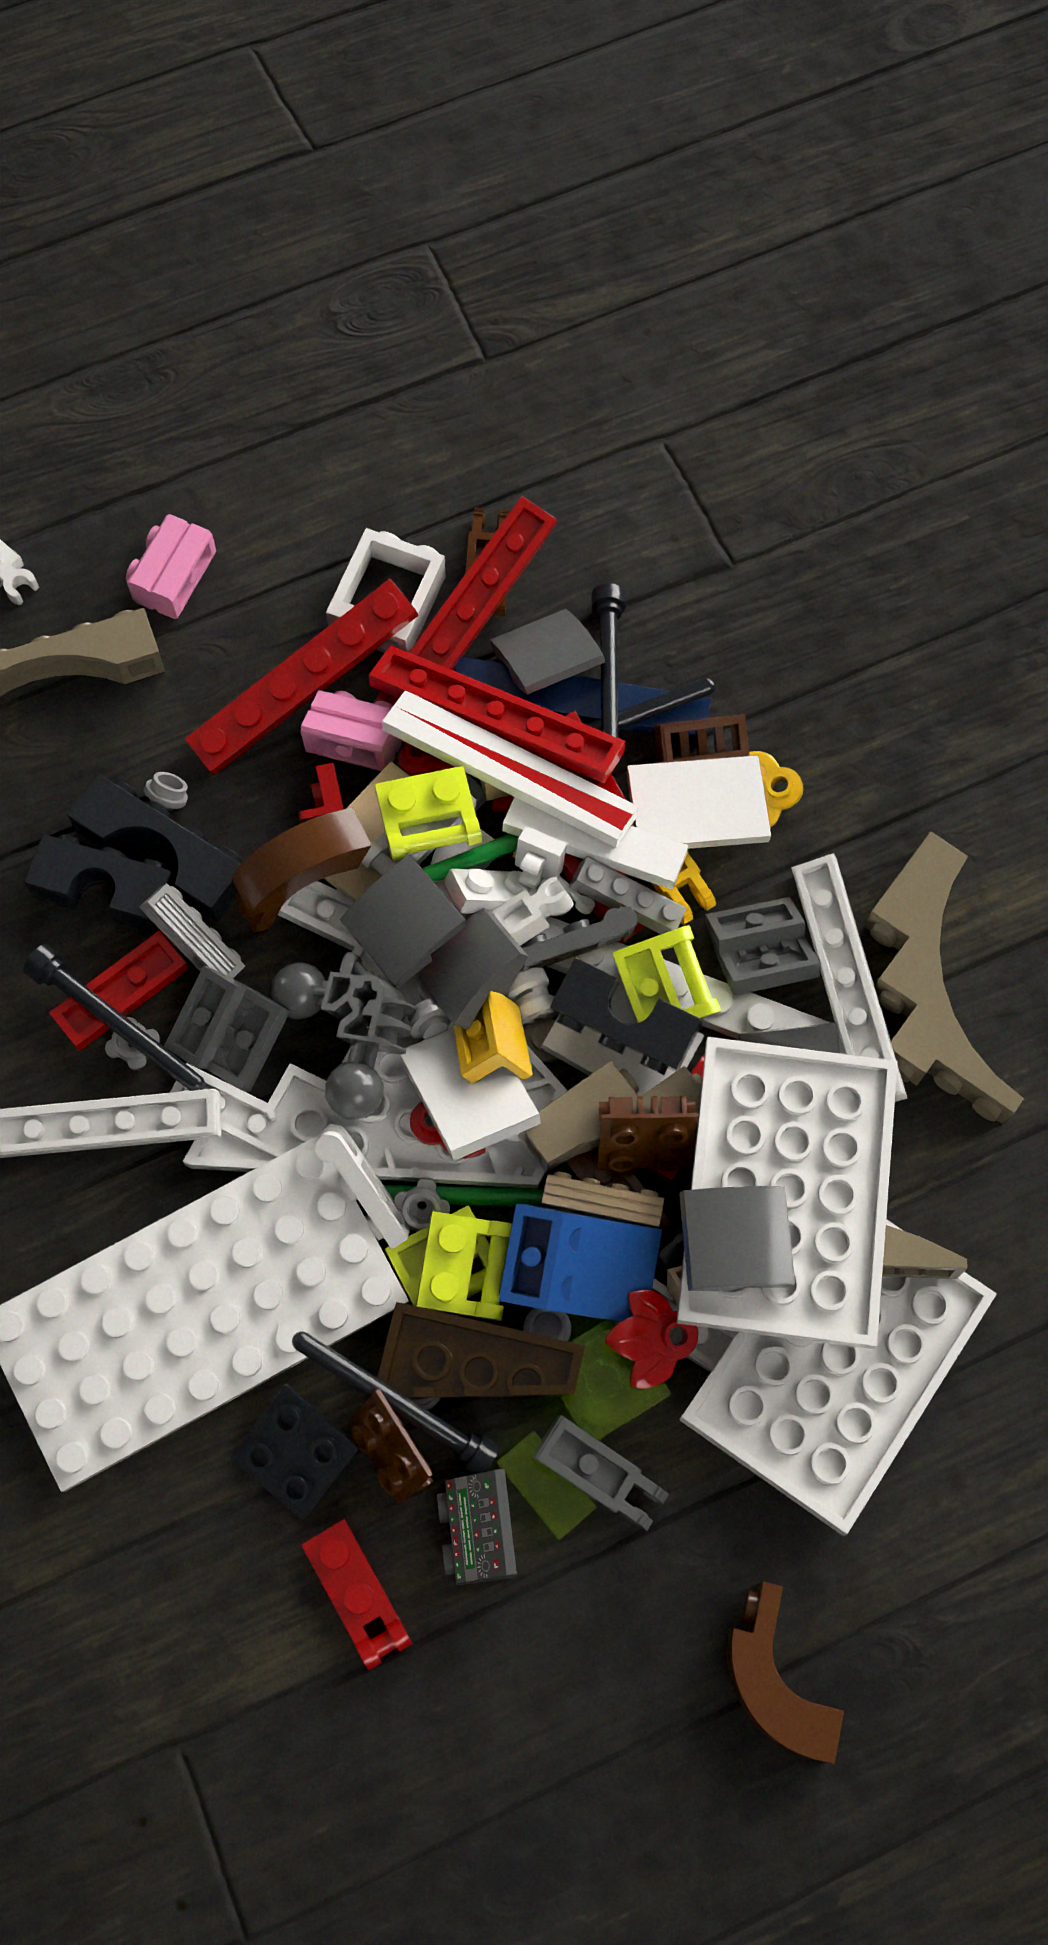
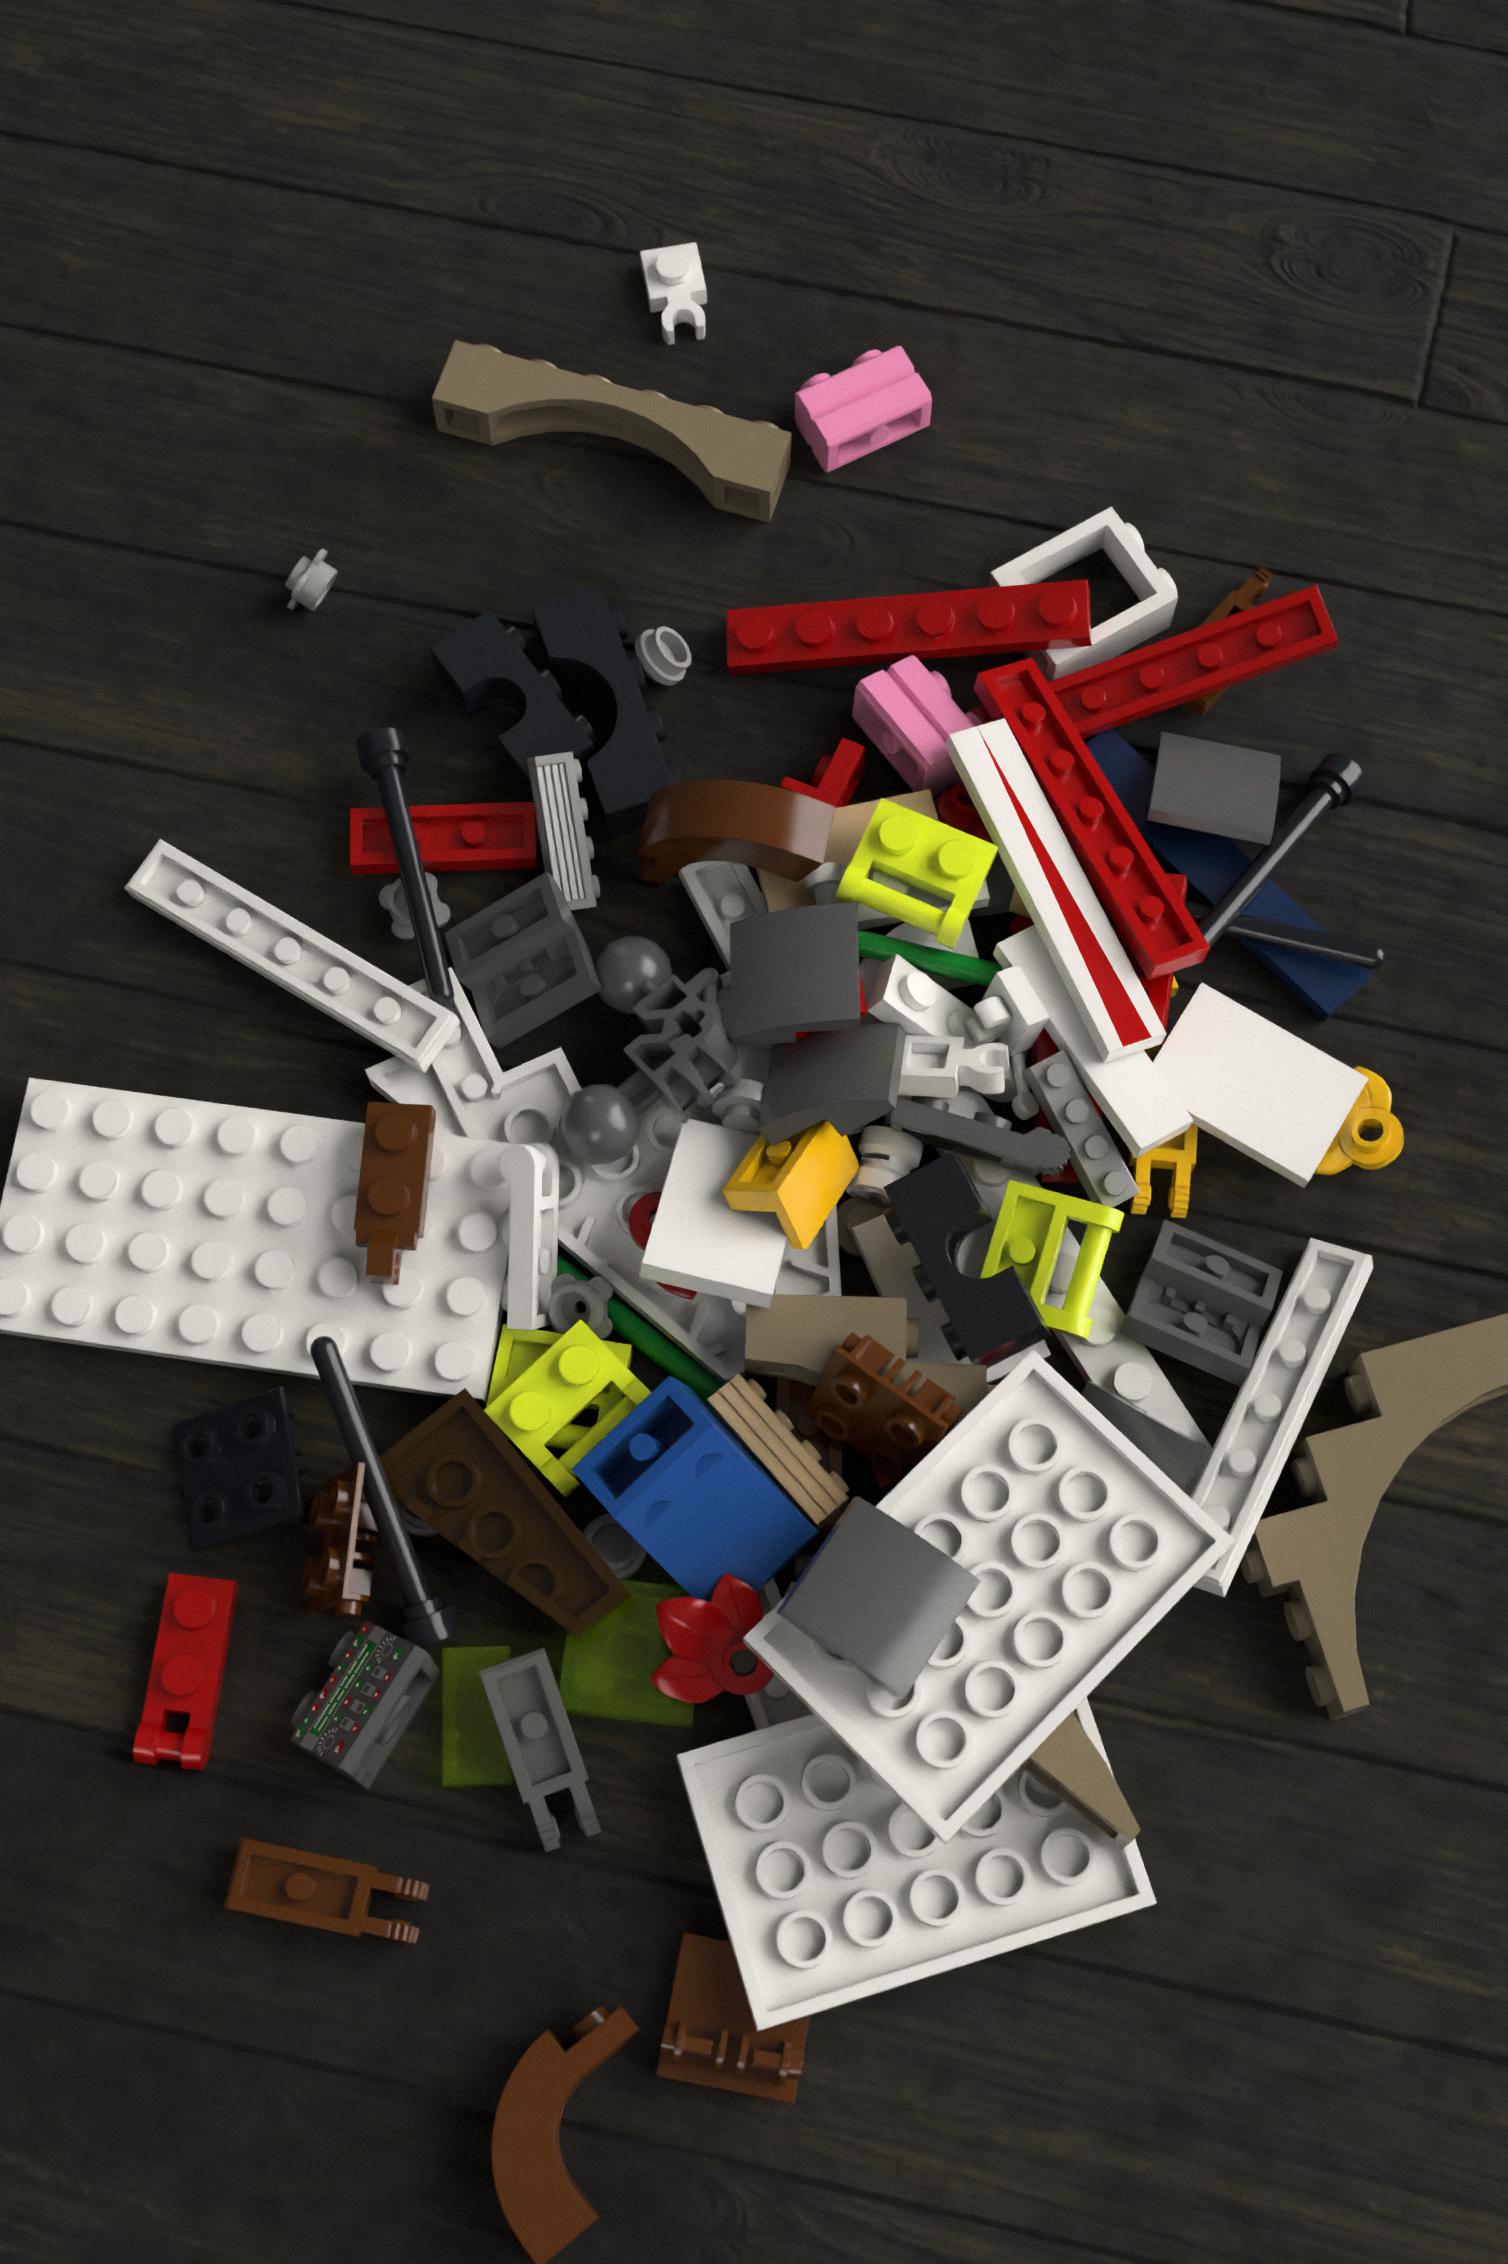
camera: 40 degrees right, 0 degrees up
(260, 1214) = (393, 1185): none -> reddish brown hinge
(535, 1658) = (317, 1891): none -> reddish brown hinge
(738, 732) = (1305, 983): reddish brown slope -> none
(820, 1556) = (713, 2034): none -> reddish brown hinge

